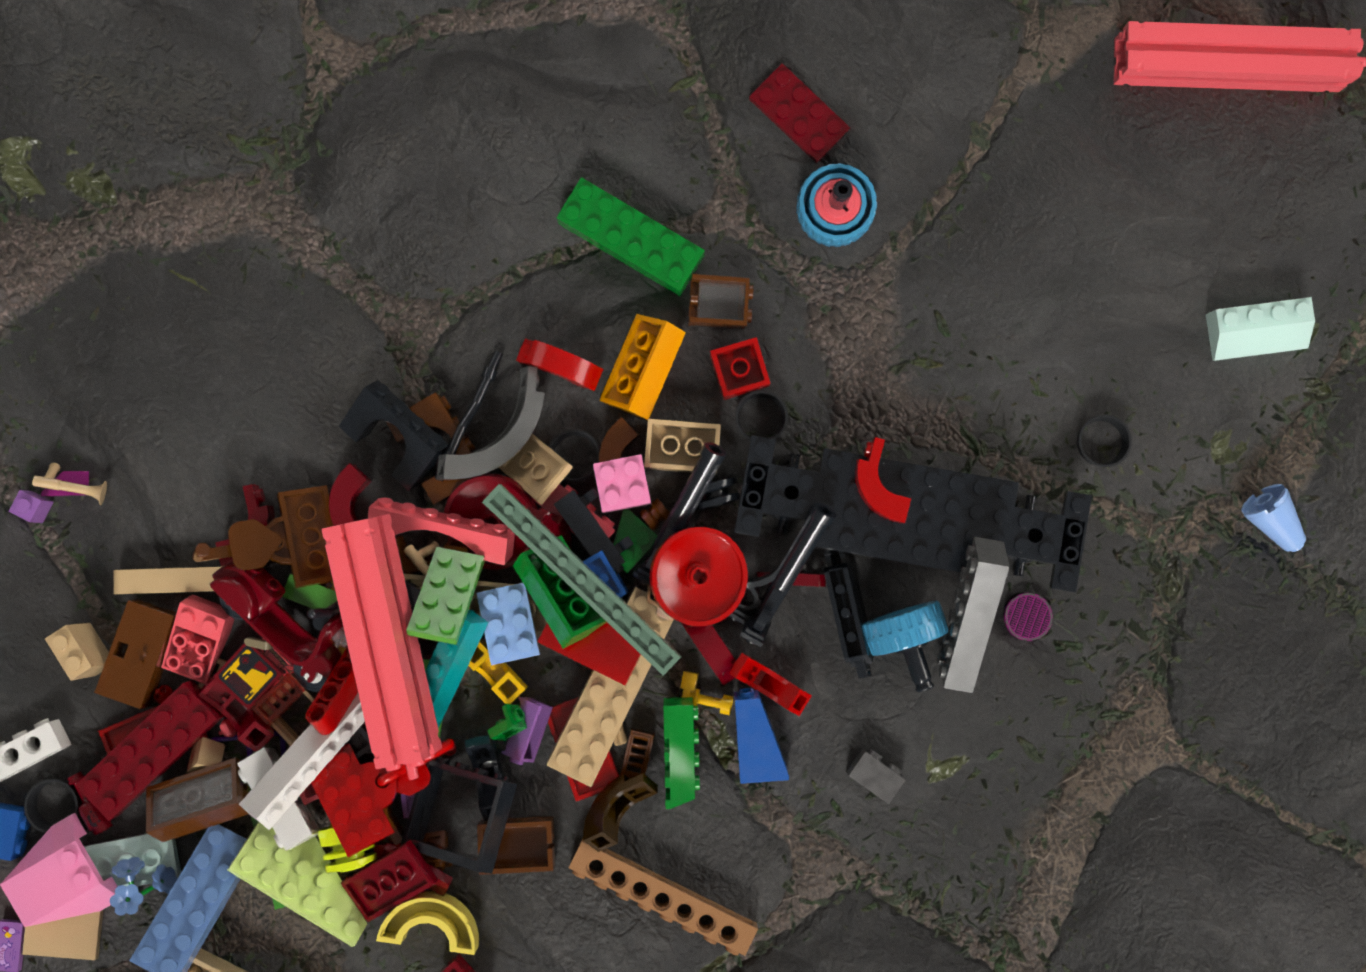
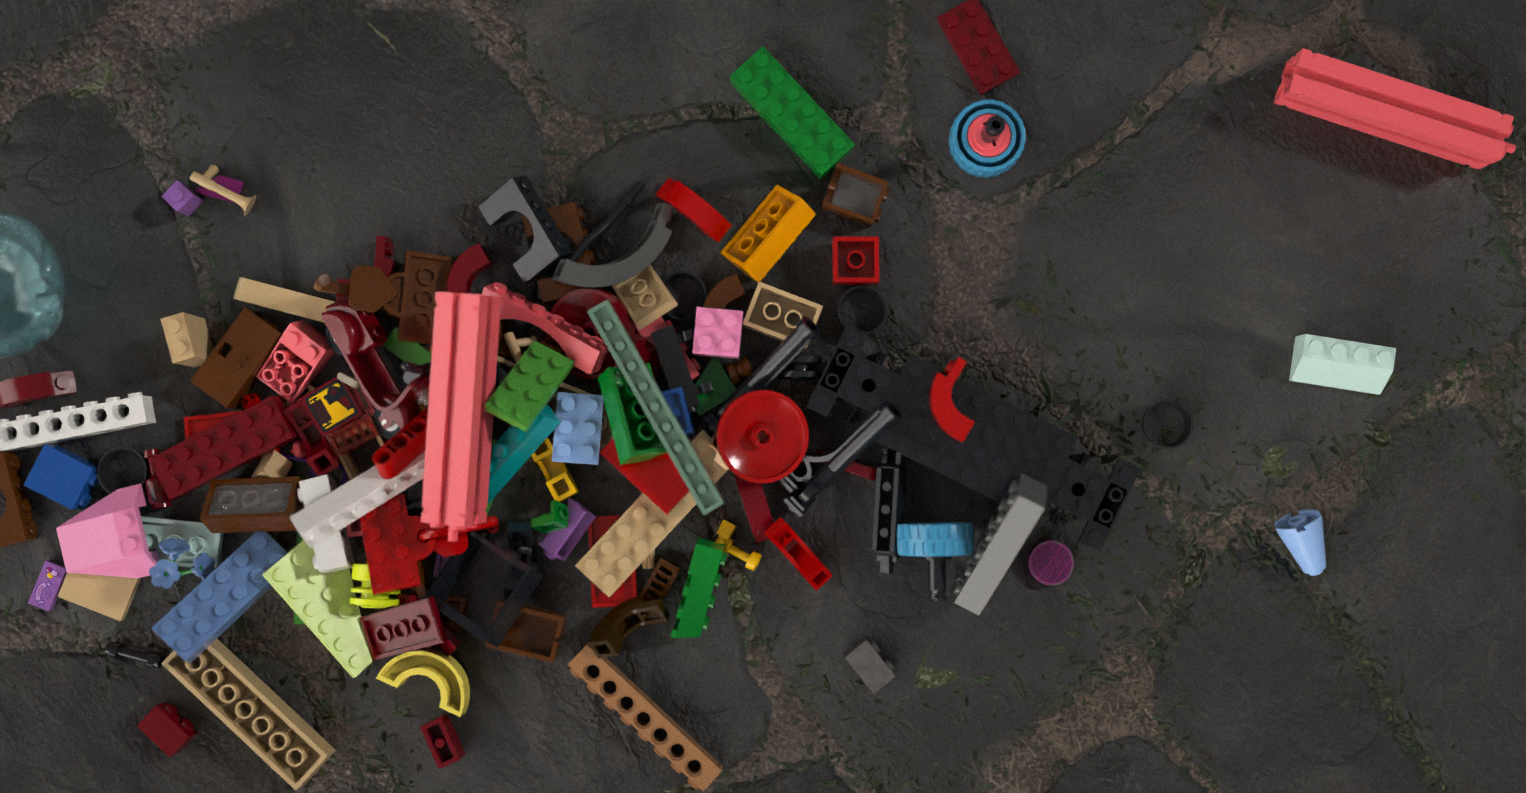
camera: 20 degrees right, 0 degrees up
(756, 743) = (770, 605): blue slope -> none

